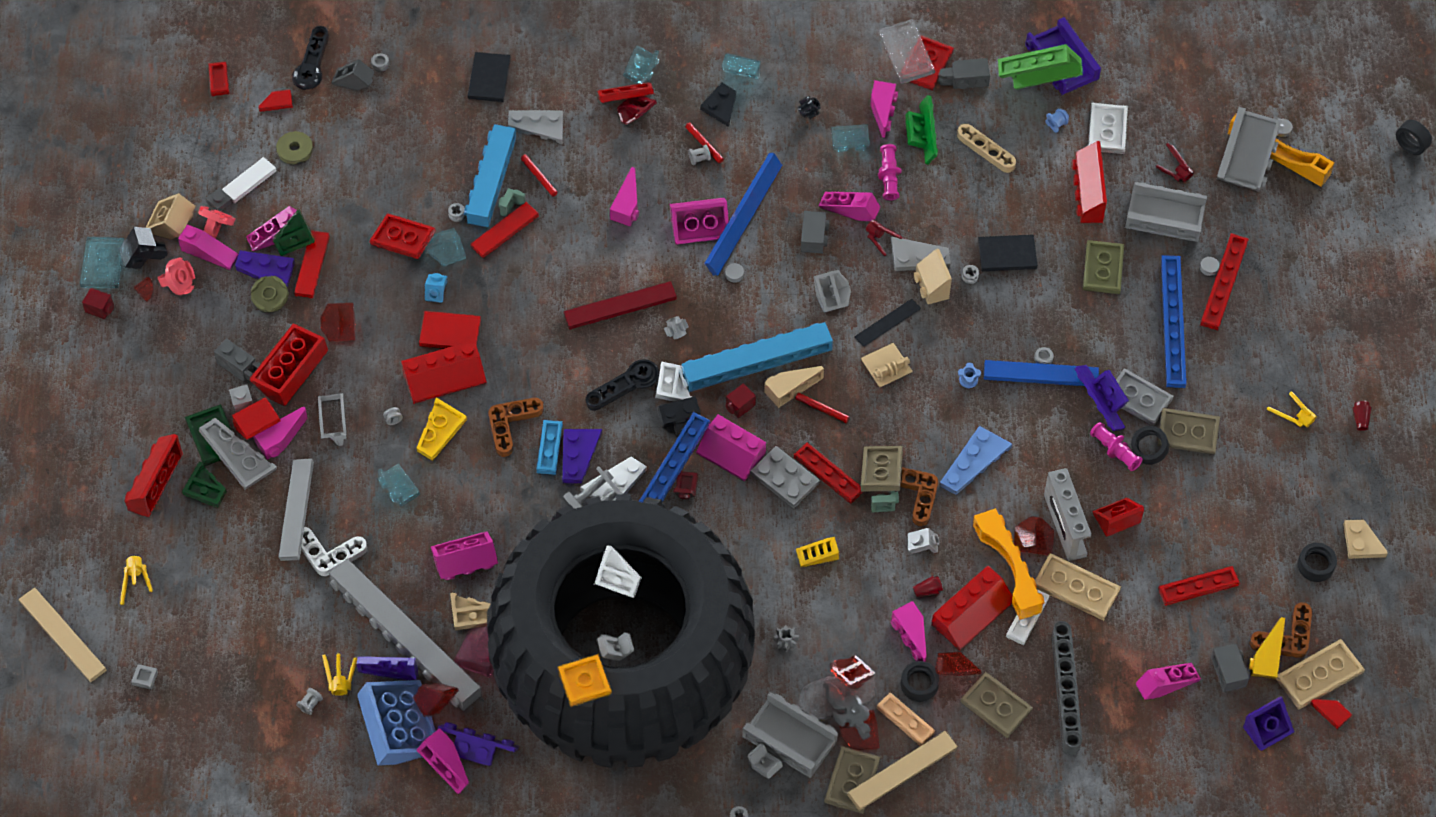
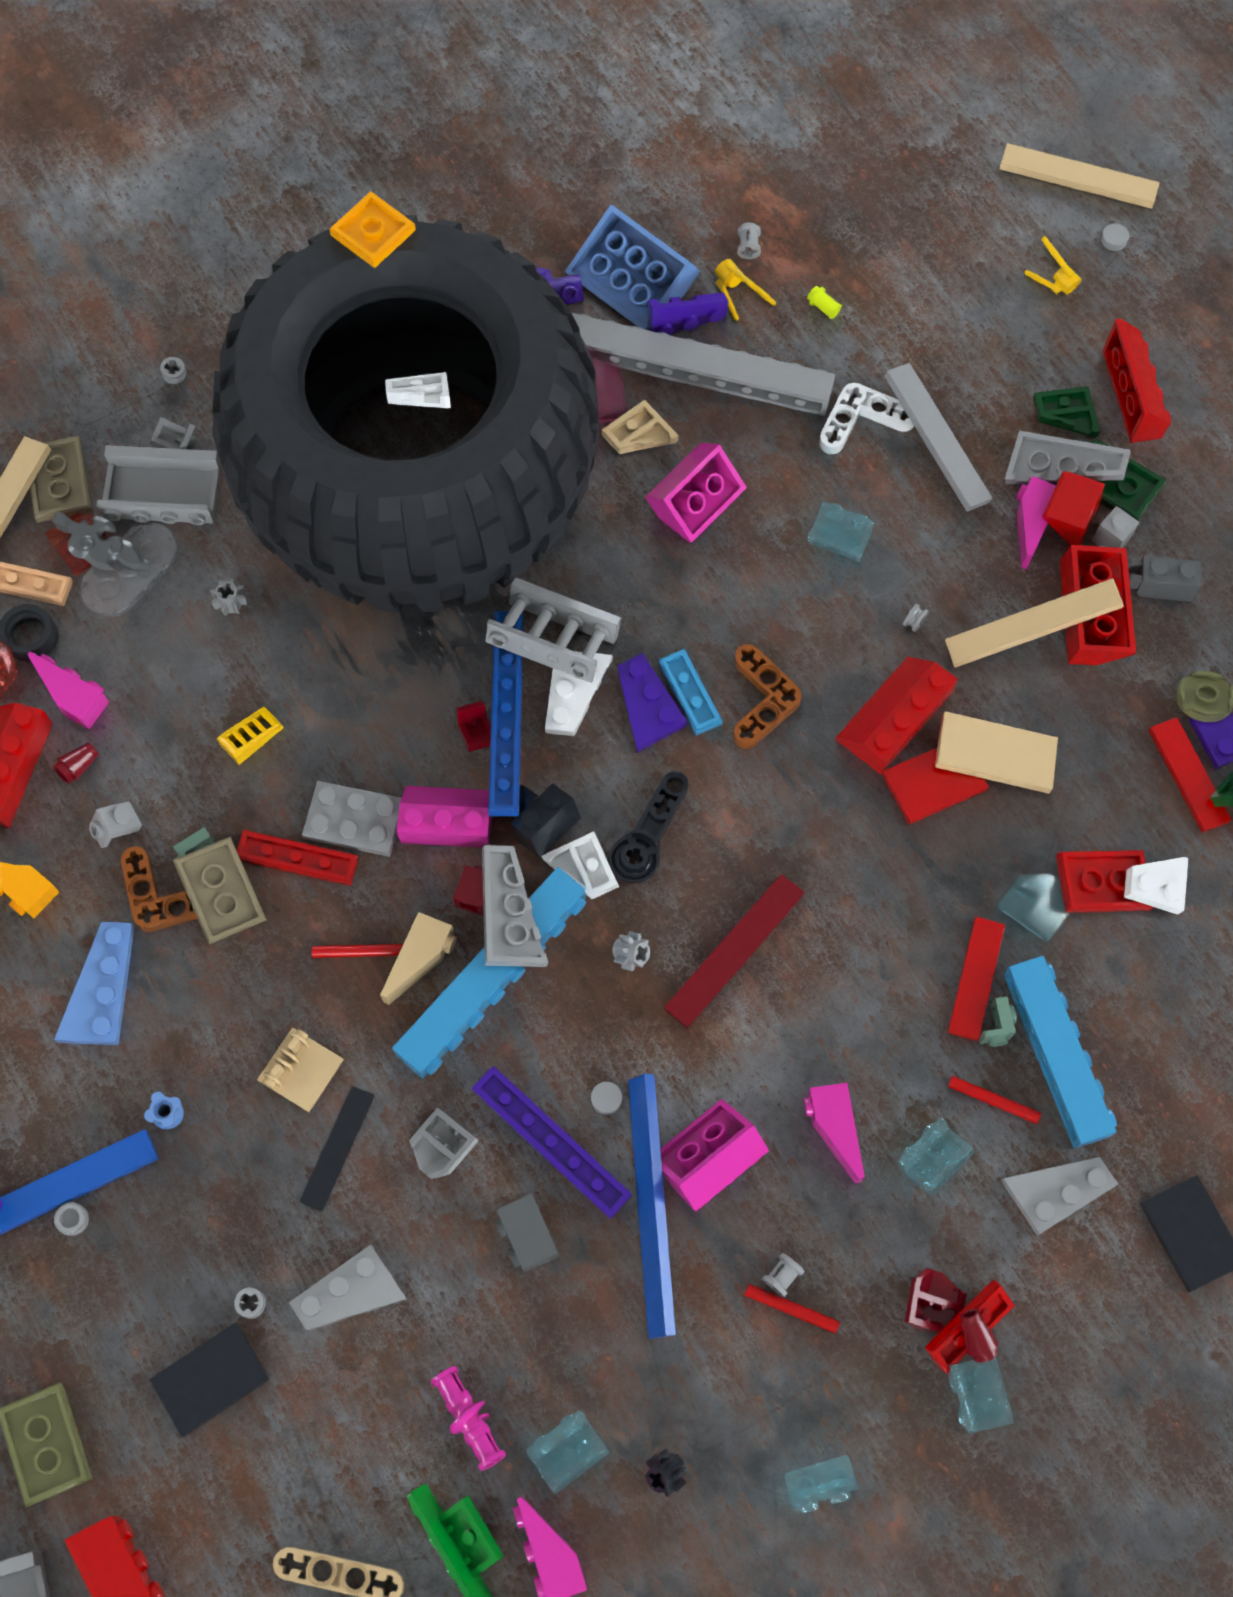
camera: 150 degrees right, 10 degrees up
(77, 581) = (1114, 237): none -> light grey tile
(144, 676) = (950, 175): light grey plate -> none
(295, 638) = (824, 302): none -> neon yellow pin
(335, 367) = (1034, 622): none -> tan tile
(337, 436) = (964, 559): light grey sword -> none
(339, 322) = (1081, 706): clear red slope -> none
(376, 219) = (1159, 884): none -> white wing
(406, 323) = (996, 752): none -> tan tile
(433, 698) = (607, 302): clear red slope -> none
(435, 287) = (1002, 831): dark azure bracket -> none
(441, 427) = (844, 635): yellow wing -> none
(443, 757) = (558, 251): dark pink slope -> none
(456, 217) = (1069, 961): light grey bush -> none
(588, 162) = (935, 1157): none -> clear light blue bracket
(615, 648) = (368, 303): light grey bracket -> none
(626, 80) = (978, 1337): none -> dark red cone
(720, 104) = (813, 1401): black wing -> none
(733, 364) = (508, 918): none -> light grey wing
(776, 266) = (552, 1142): none -> dark purple plate
(851, 204) = (499, 1319): dark pink slope -> none
(852, 671) = (120, 588): clear red slope -> none
(877, 230) = (434, 1297): dark red plant -> none
(933, 278) = (297, 1247): tan slope -> none

